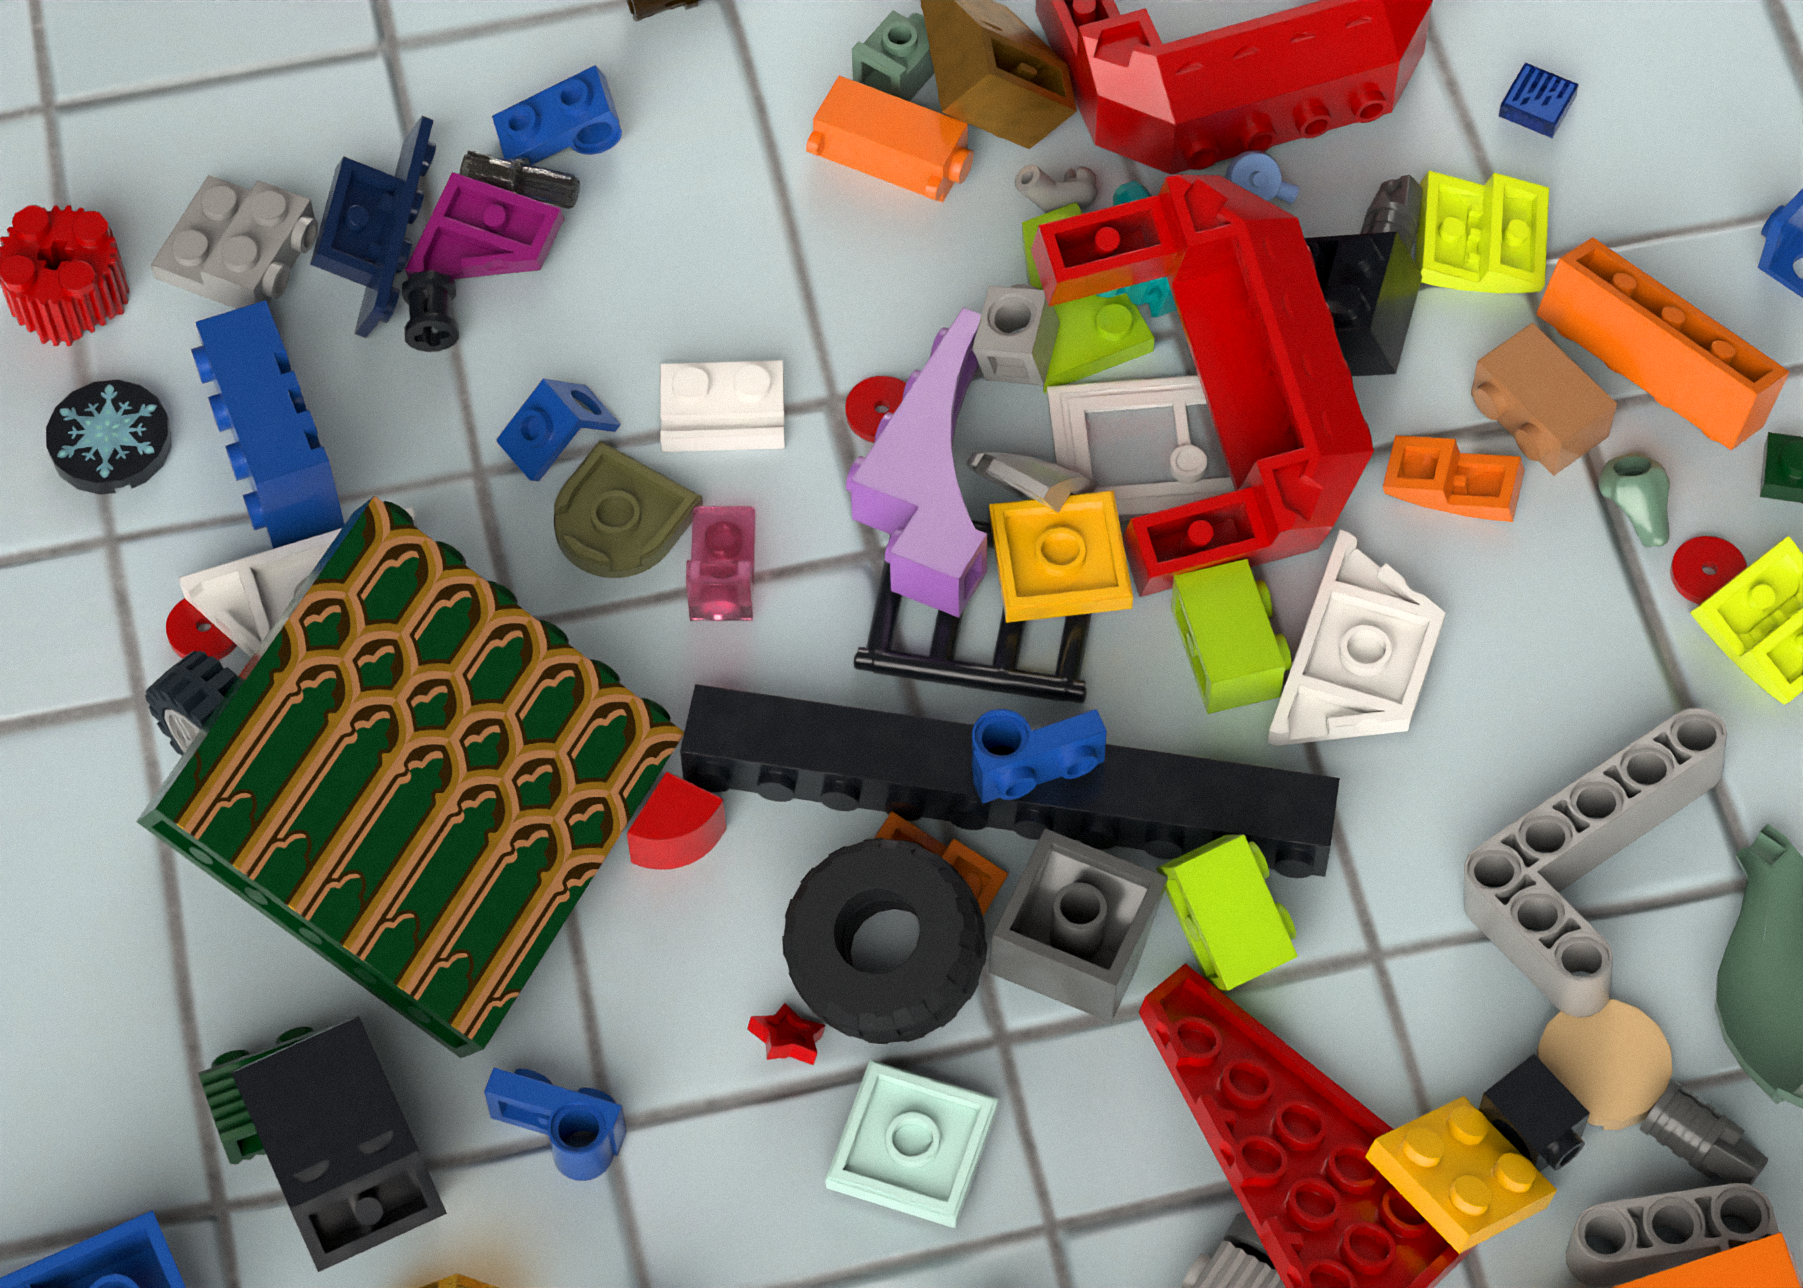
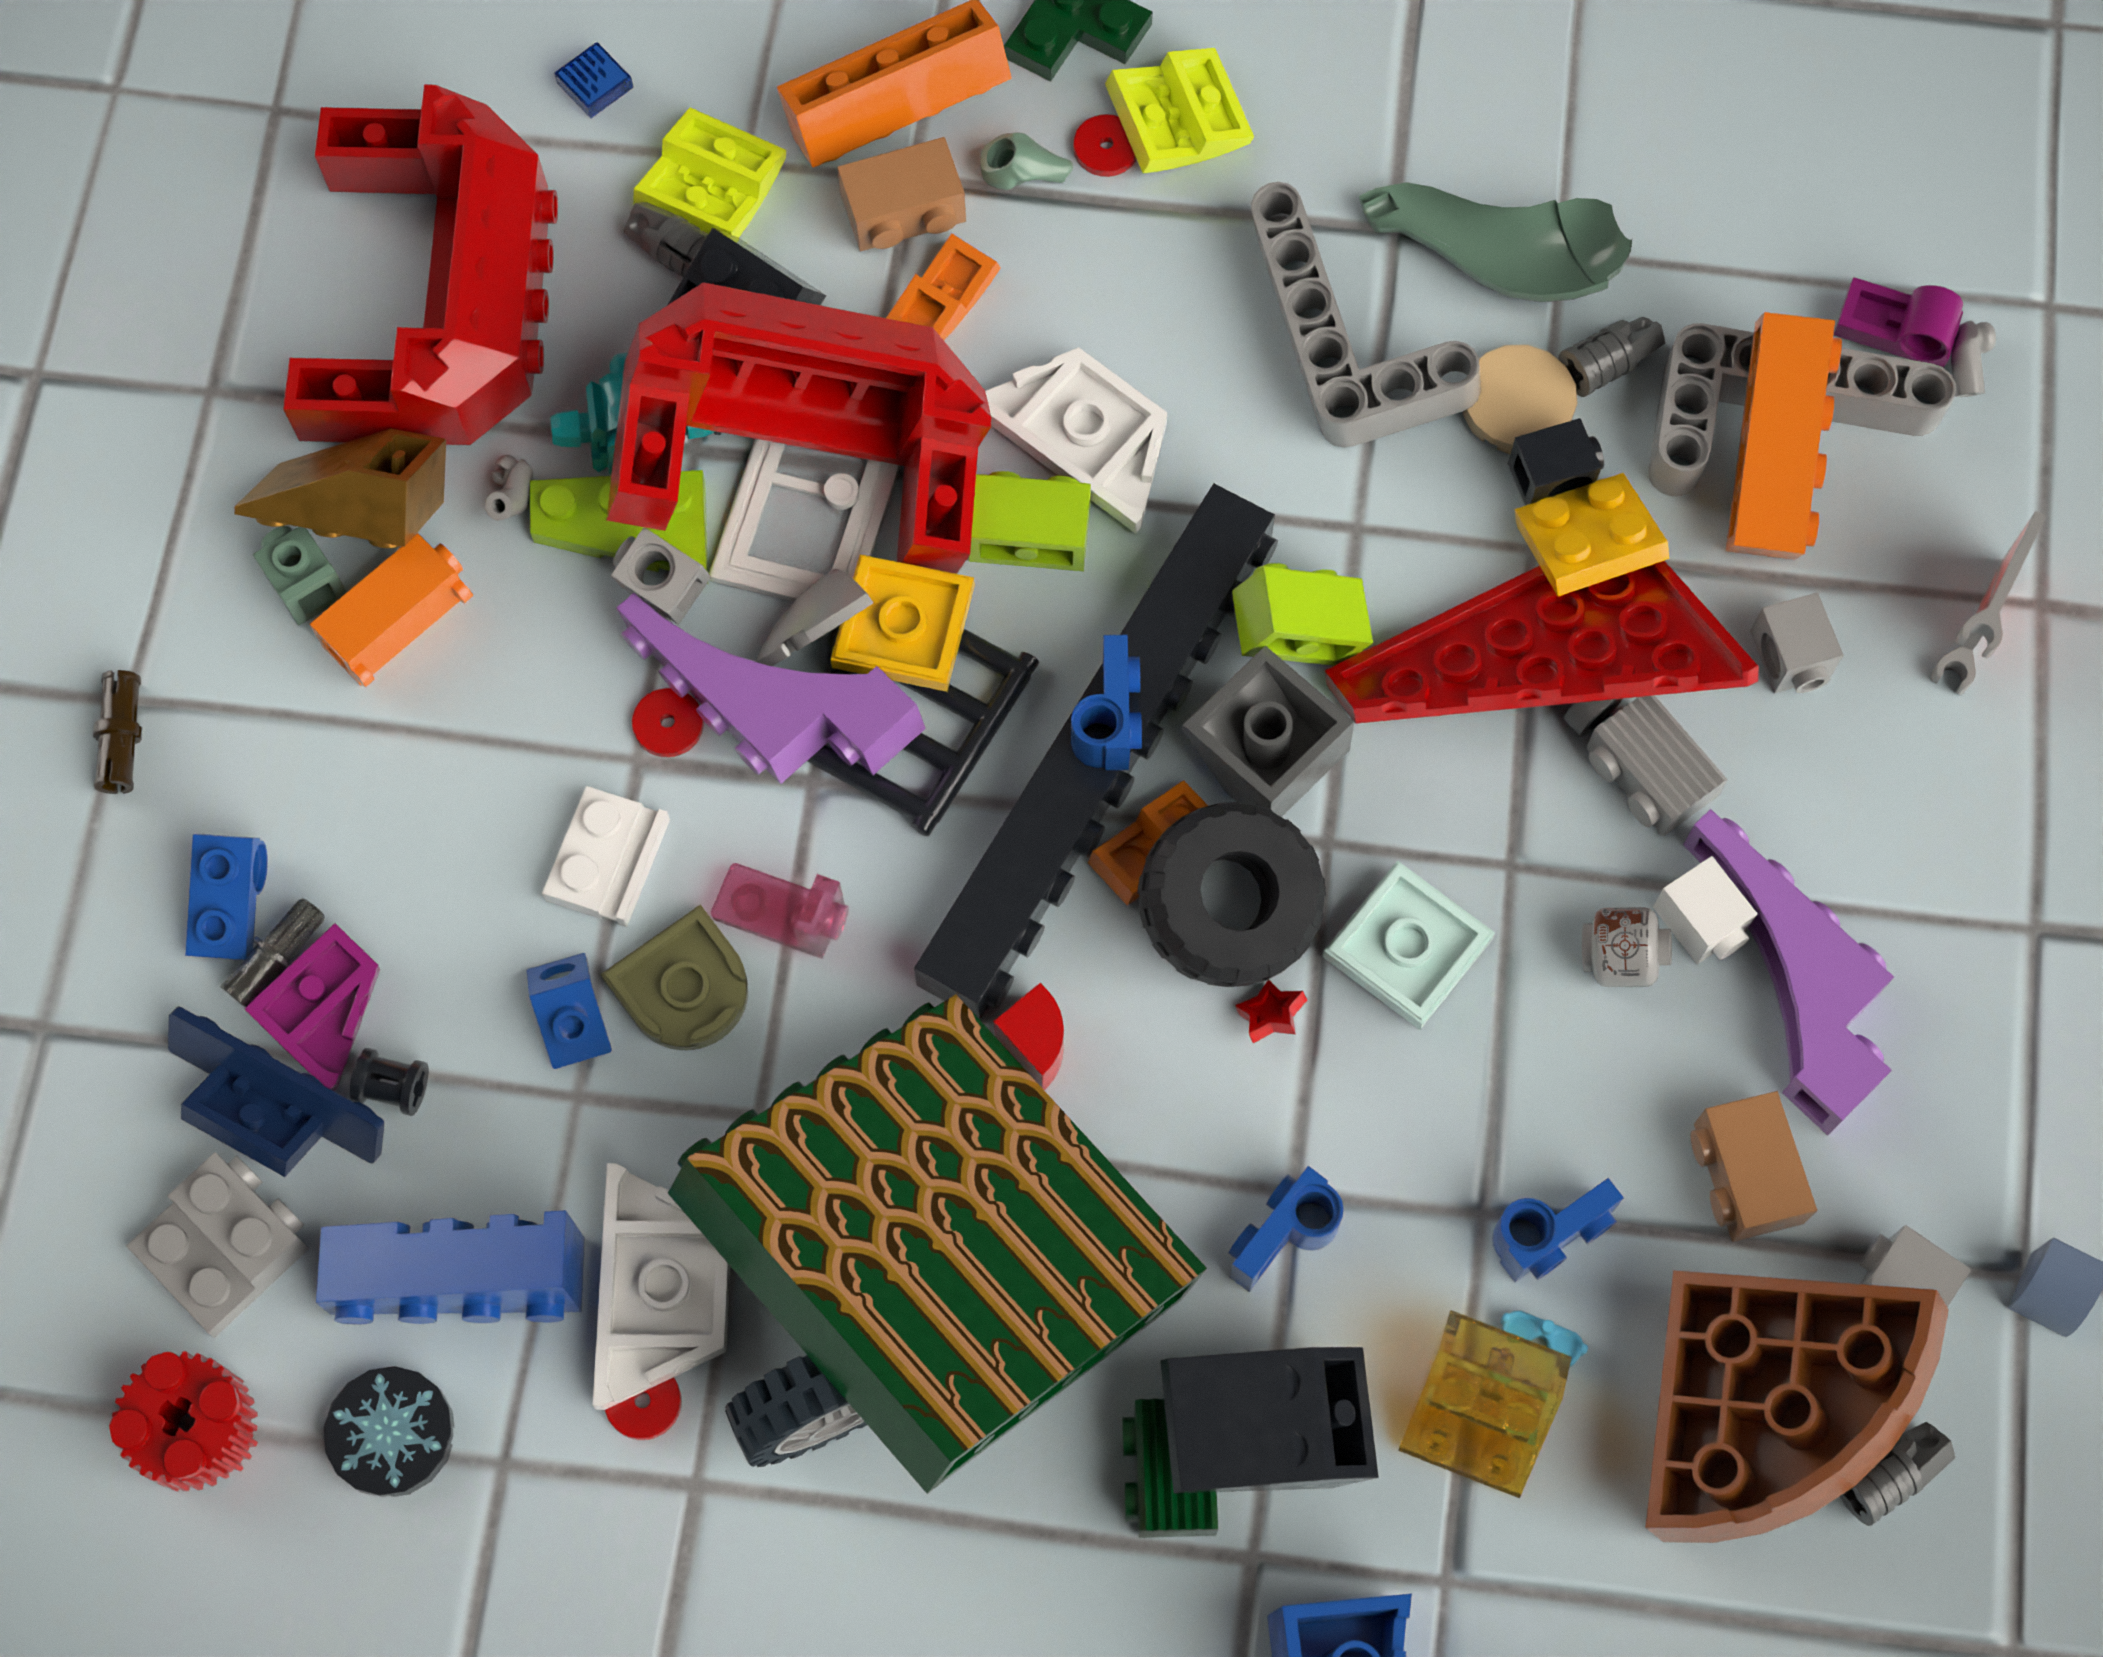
camera: 70 degrees left, 10 degrees up
(1261, 176) = (575, 327): light blue piece -> none

